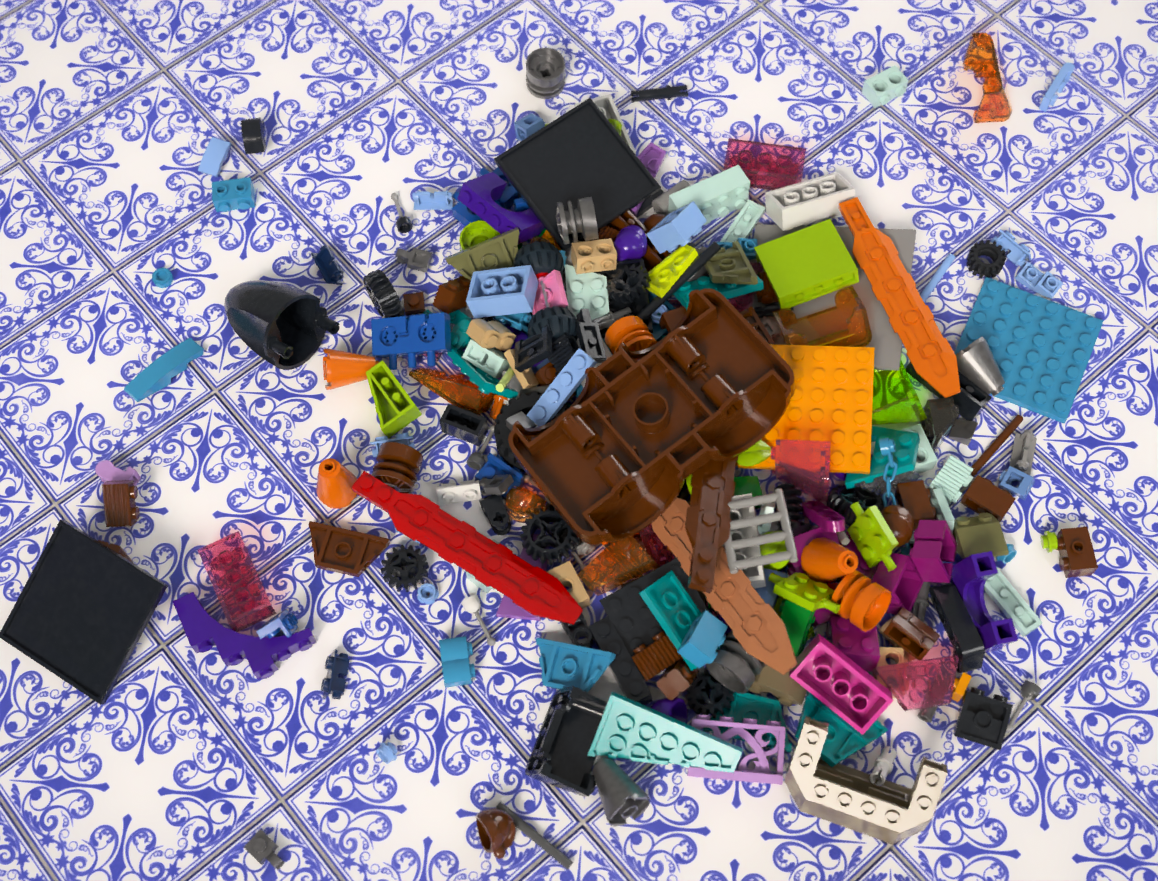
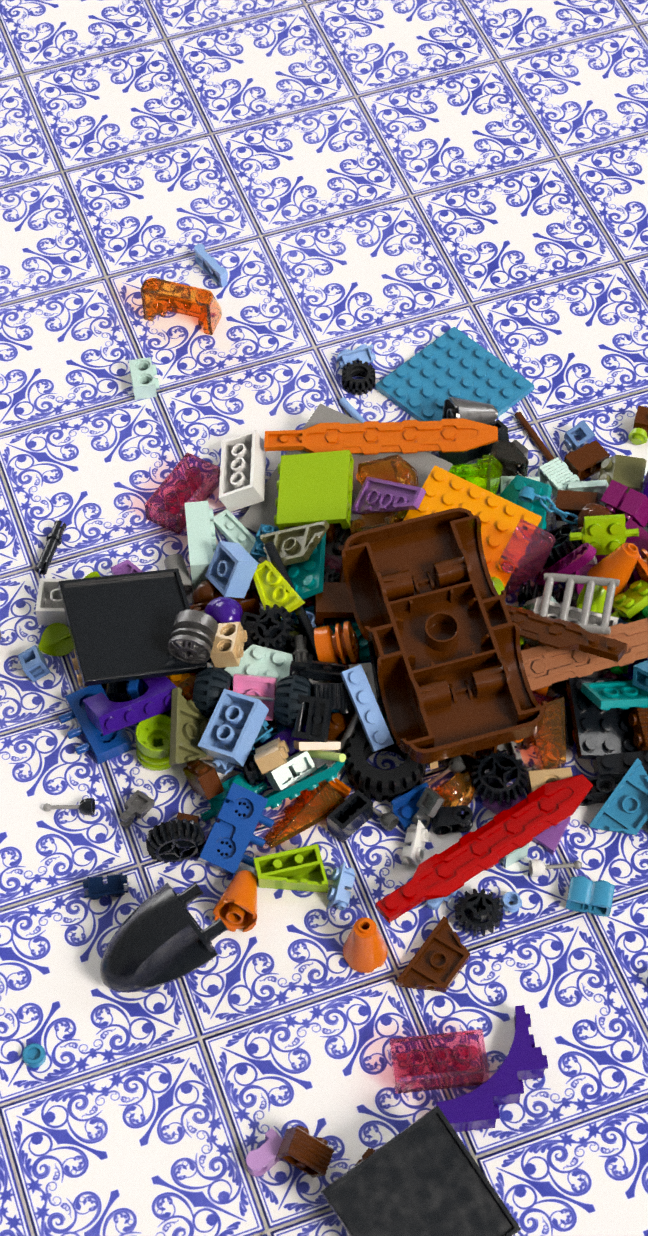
camera: 70 degrees left, 10 degrees down
(161, 371) = (157, 1076): dark azure slope -> none
(283, 620) = (501, 1033): blue bracket -> none
(332, 684) = (569, 1007): dark blue hinge -> none
(398, 466) = (373, 882): reddish brown wheel -> none
(433, 201) = (72, 772): light blue hinge -> none
(522, 418) = (383, 759): flat silver slope -> none
(822, 322) = (386, 496): none -> medium lavender wing
(1023, 451) = (551, 424): light grey hinge -> none
(1041, 283) = (395, 353): light blue slope -> none

